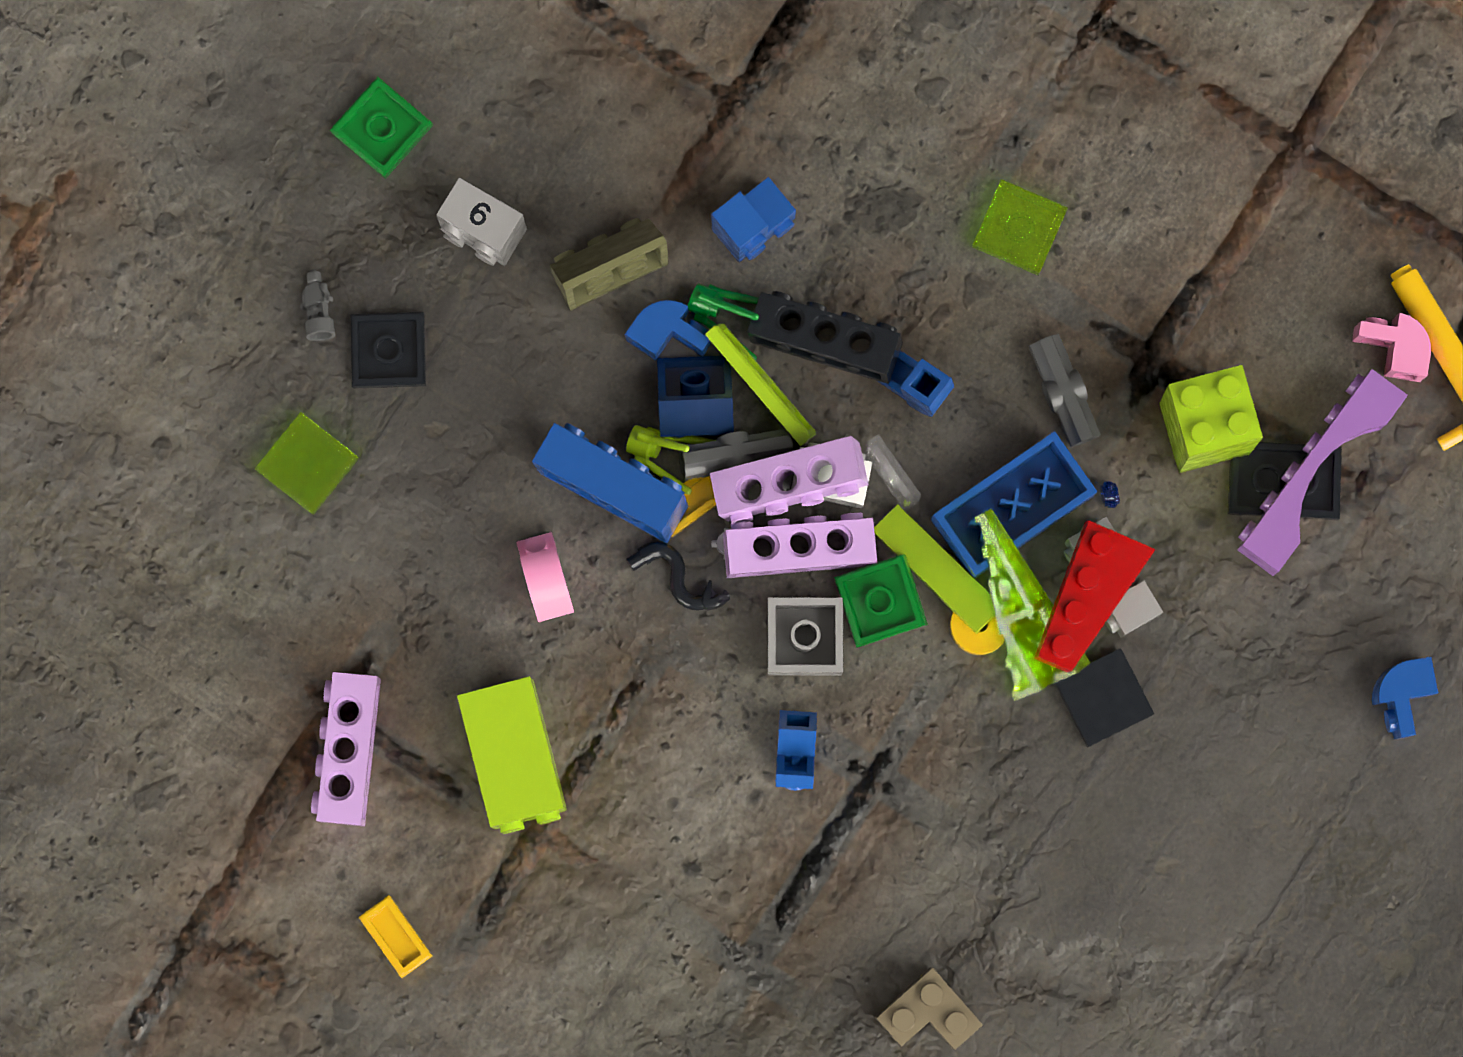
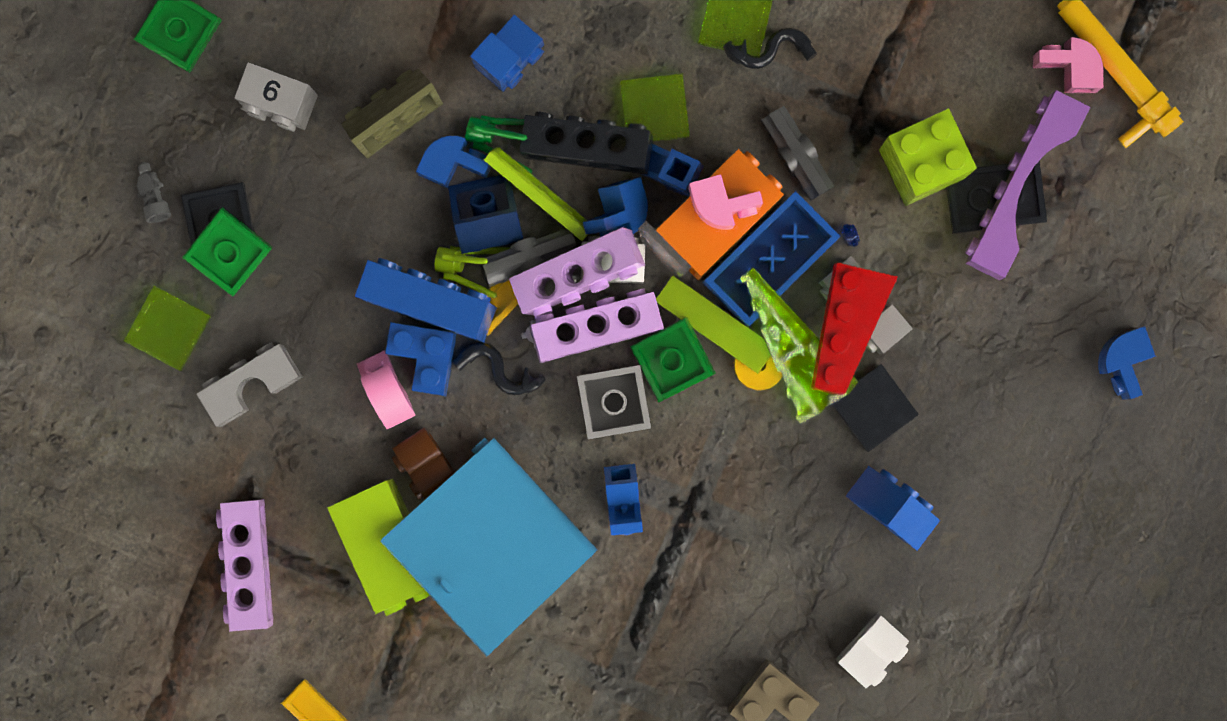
camera: 10 degrees left, 5 degrees up
(358, 550) = (224, 396): none -> light grey arch
(392, 388) = (227, 252): none -> green tile
(575, 672) = (423, 462): none -> reddish brown brick
(606, 544) = (432, 351): none -> blue brick
(633, 773) = (489, 546): none -> dark azure door
(854, 413) = (623, 205): none -> blue brick
(914, 307) = (657, 104): none -> clear neon green tile
(958, 429) = (713, 204): none -> bright pink brick
(965, 441) = (705, 245): none -> orange brick
(1055, 978) = (872, 651): none -> white brick
(1086, 259) = (739, 53): none -> black animal
(1108, 813) = (894, 506): none -> blue brick

